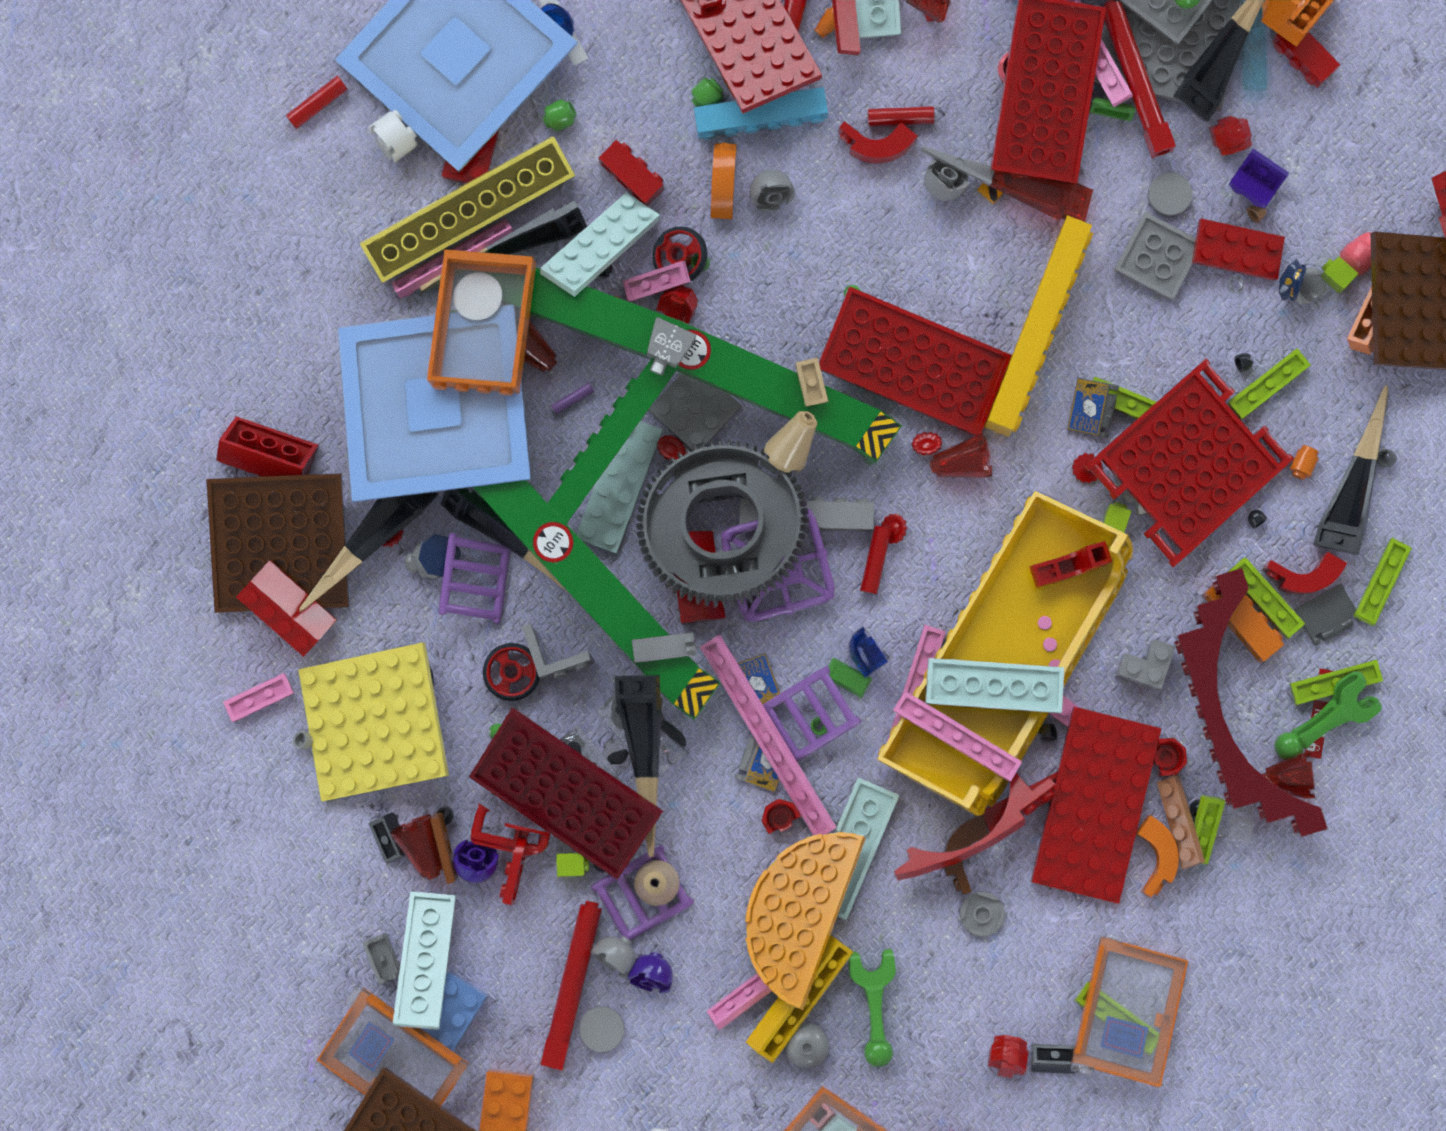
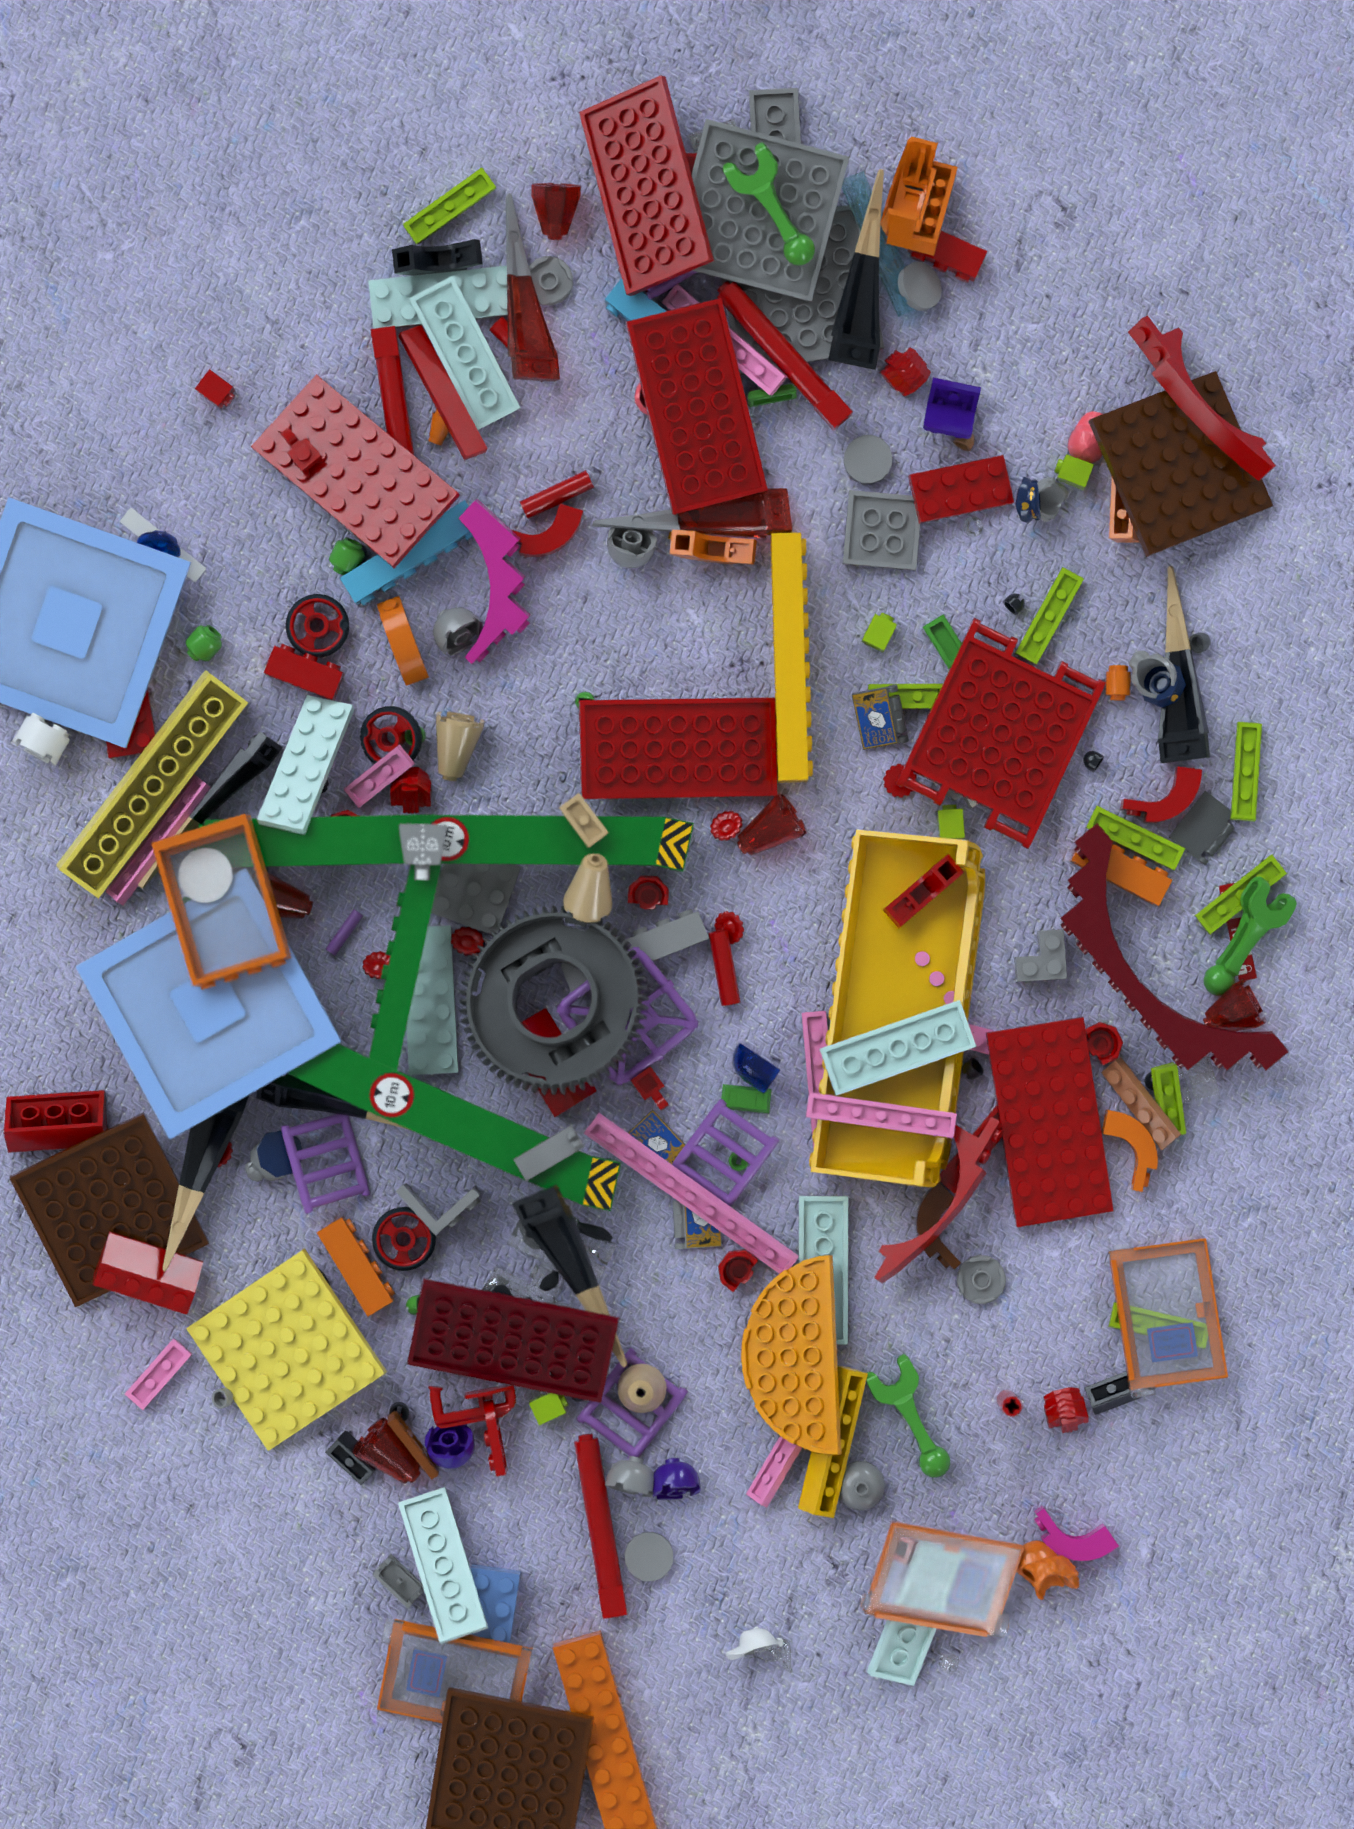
camera: 25 degrees left, 5 degrees up
(462, 677) = (355, 1266): none -> orange brick
(583, 433) = (374, 964): none -> red piece
(656, 120) = (307, 644): none -> red wheel
(731, 282) = (456, 741): none -> tan cone
(771, 632) = (649, 1085): none -> red plate
(816, 190) = (495, 542): none -> dark pink arch
(838, 470) = (648, 892): none -> red hair
(961, 1021) = (1013, 1408): none -> red piece
(1005, 209) = (712, 548): none -> orange arch
(1121, 338) = (879, 632): none -> lime brick
(1172, 366) = (943, 639): none -> bright green tile
(1272, 70) = (919, 286): none -> light grey tile
(1339, 472) = (1156, 678): none -> piece

